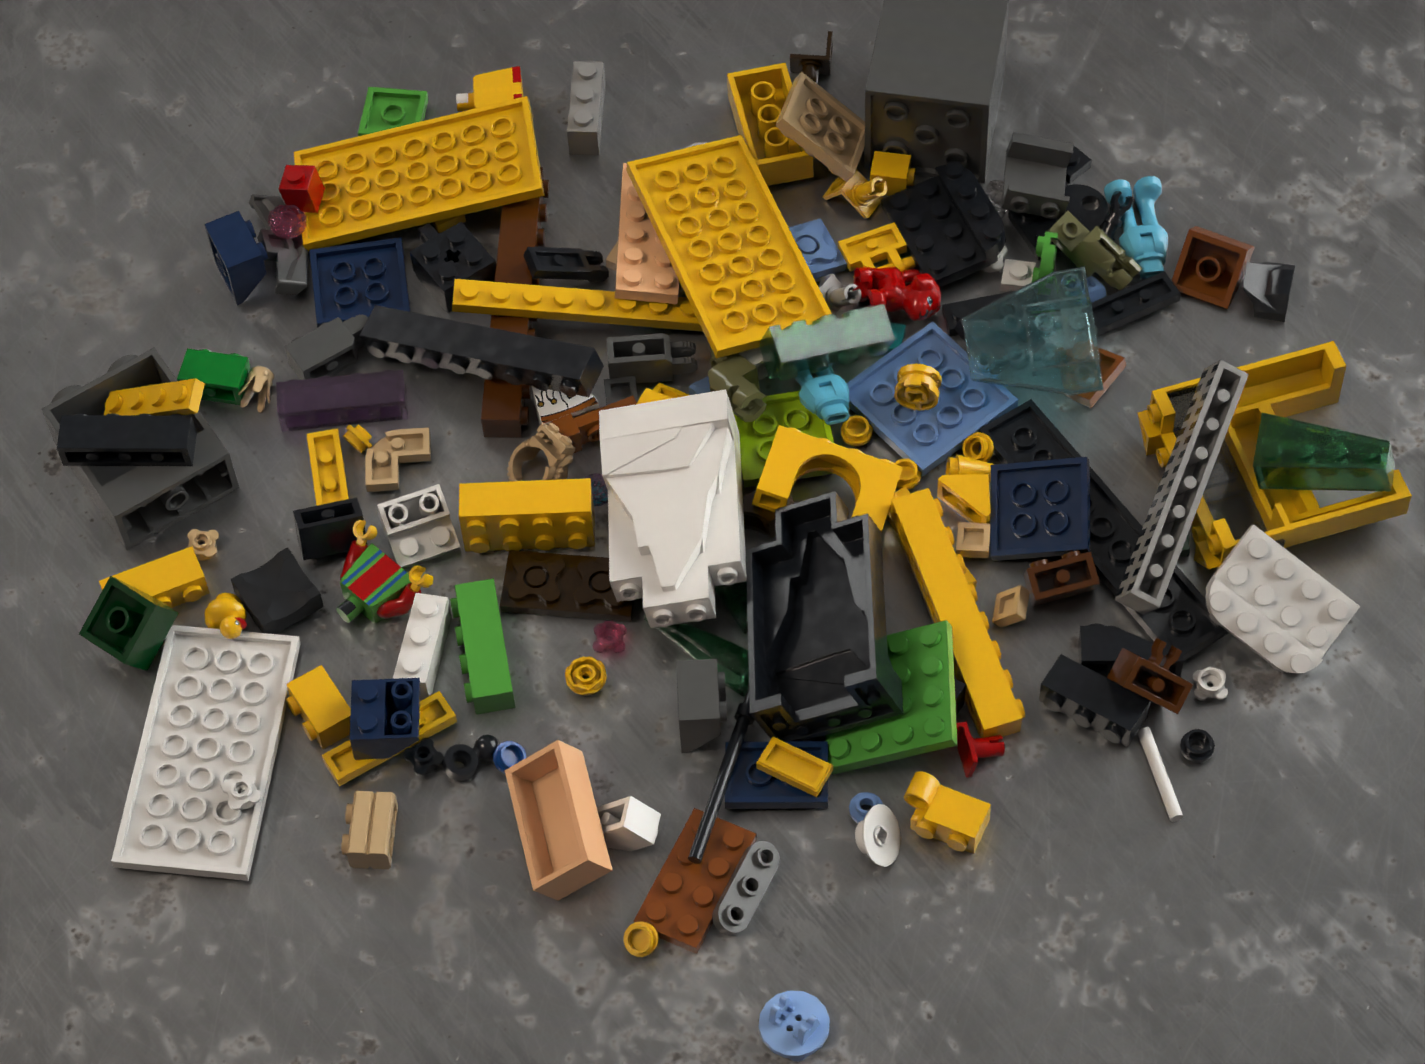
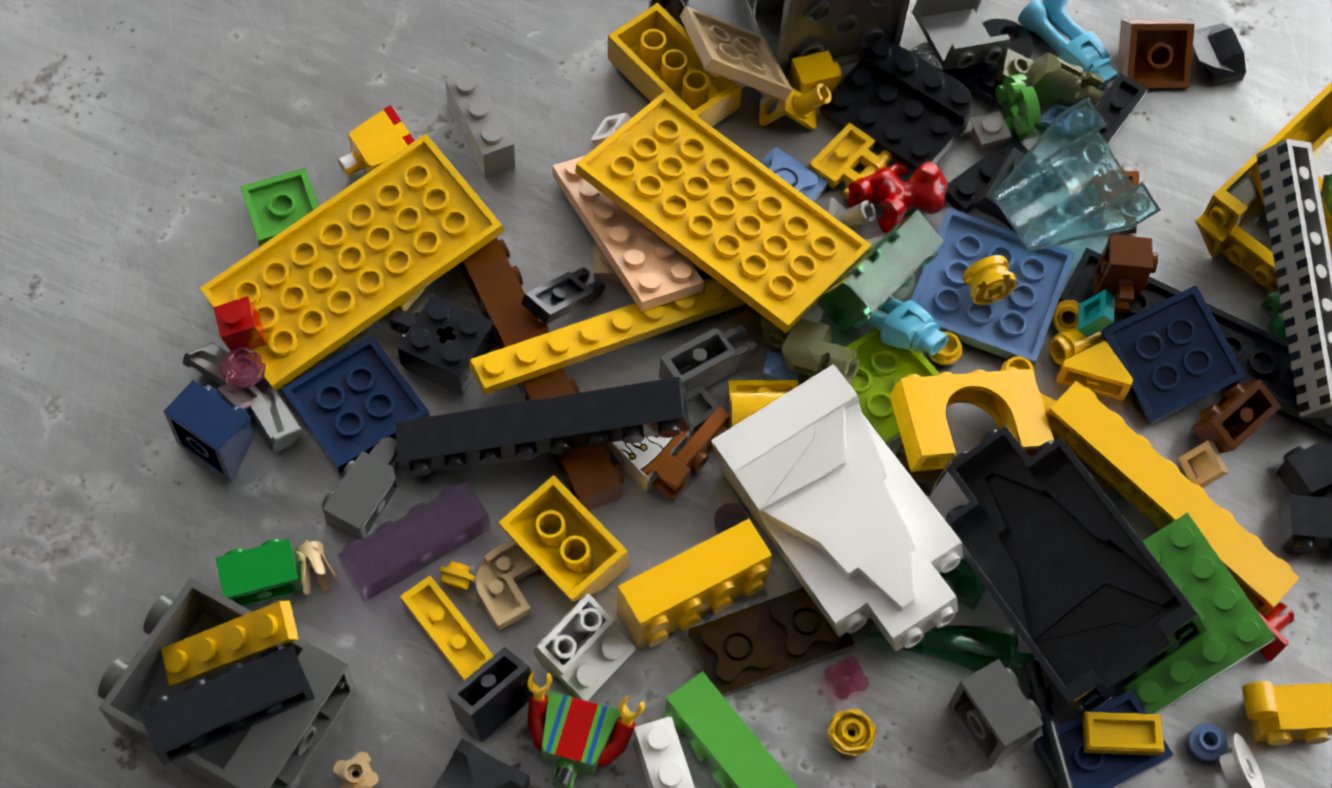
camera: 35 degrees left, 5 degrees up
(449, 442) = (566, 541): none -> yellow slope
(556, 448) = (672, 494): tan piece -> none
(973, 540) = (1129, 408): tan plate -> none
(993, 449) = (1096, 313): none -> teal plate
(1034, 422) = (1125, 268): none -> reddish brown brick
(1113, 220) = (1045, 27): black piece -> none

